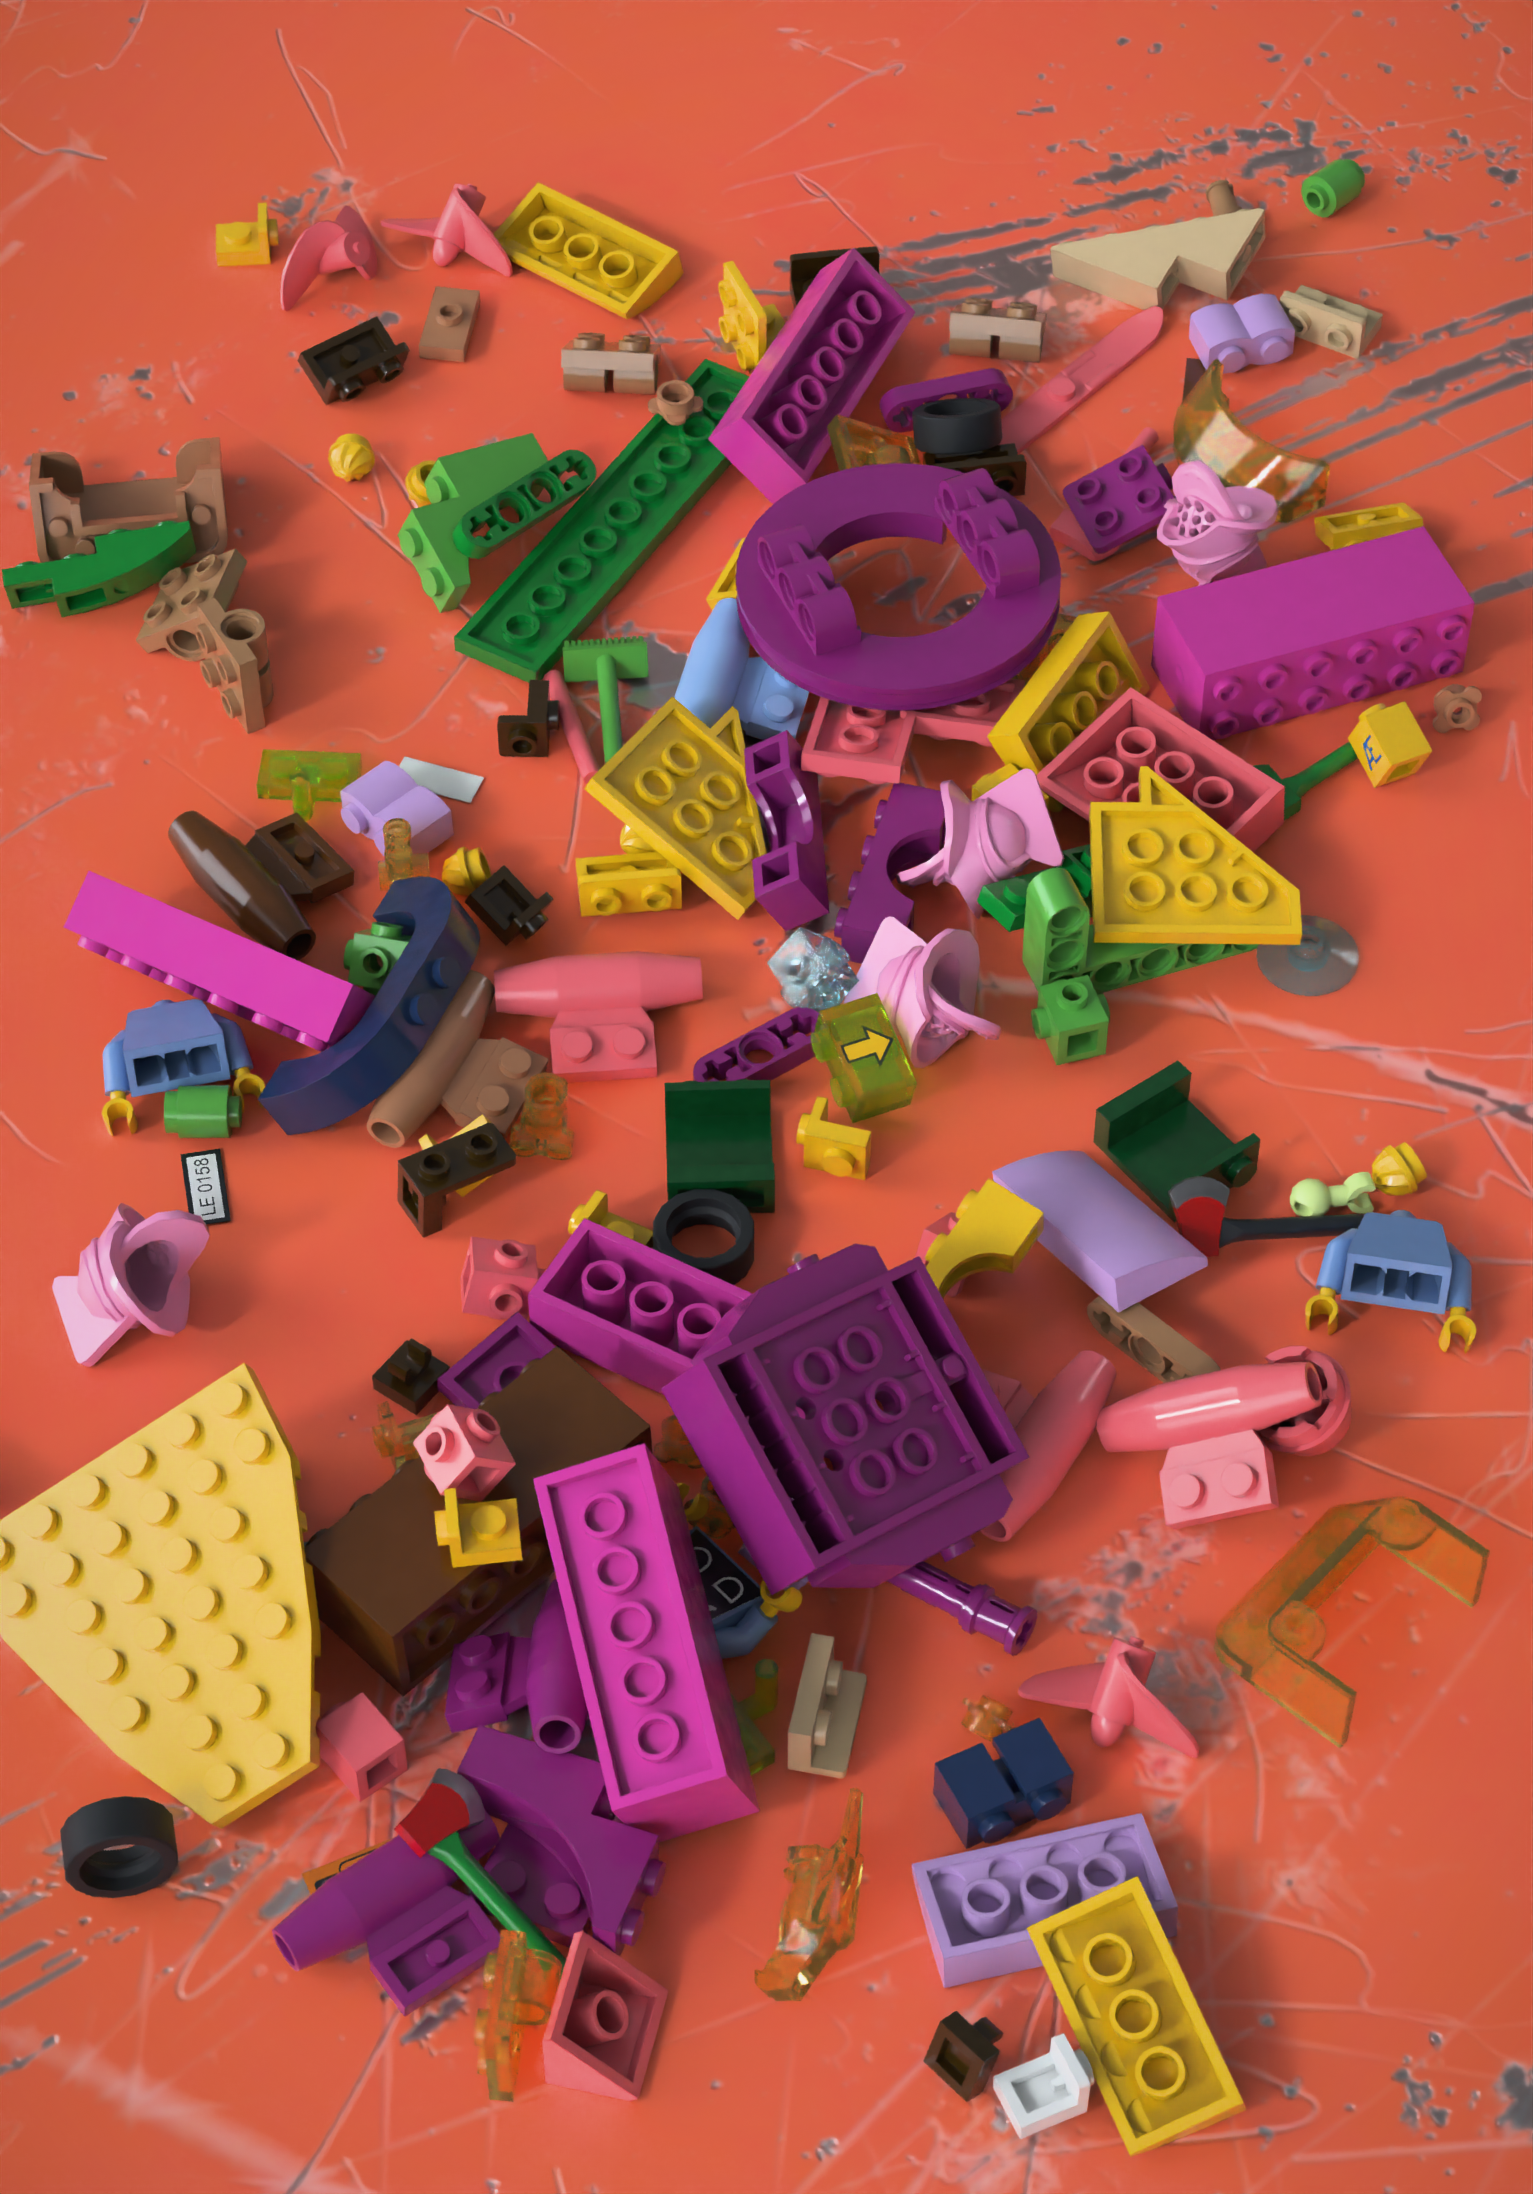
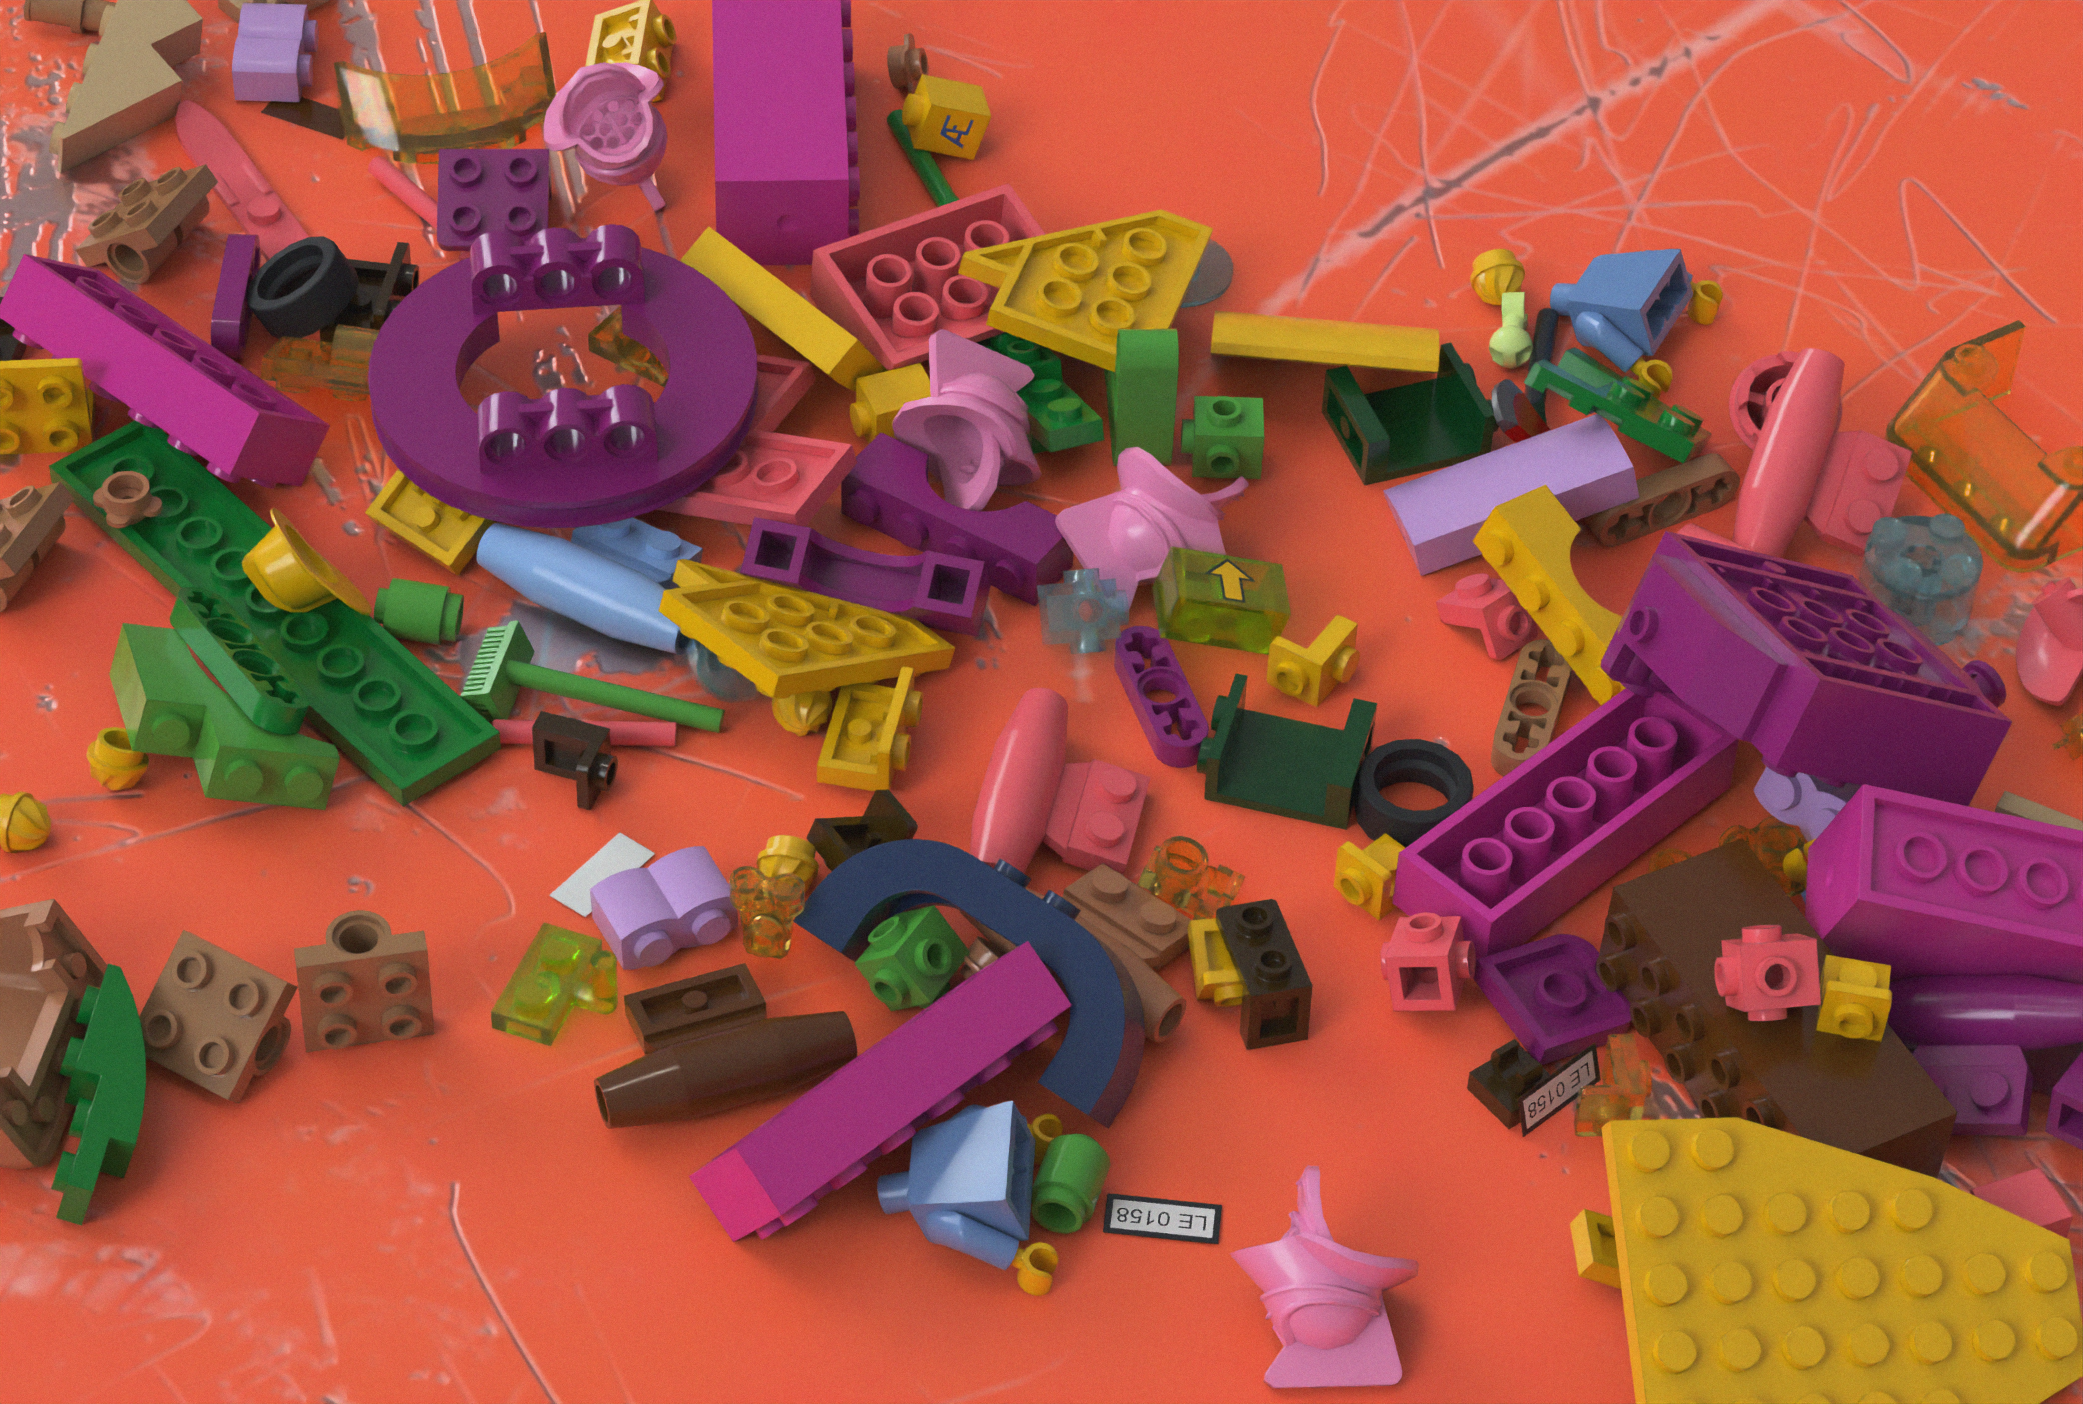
camera: 75 degrees left, 5 degrees down
(402, 1398) = (1558, 1089): none -> sticker
(633, 511) = (295, 574): none -> yellow piece
(649, 597) = (419, 611): none -> bright green brick
(1129, 1552) = (1924, 571): none -> clear light blue brick
(1218, 1055) = (1325, 342): none -> yellow slope
(1224, 1295) = (1624, 402): none -> green wing

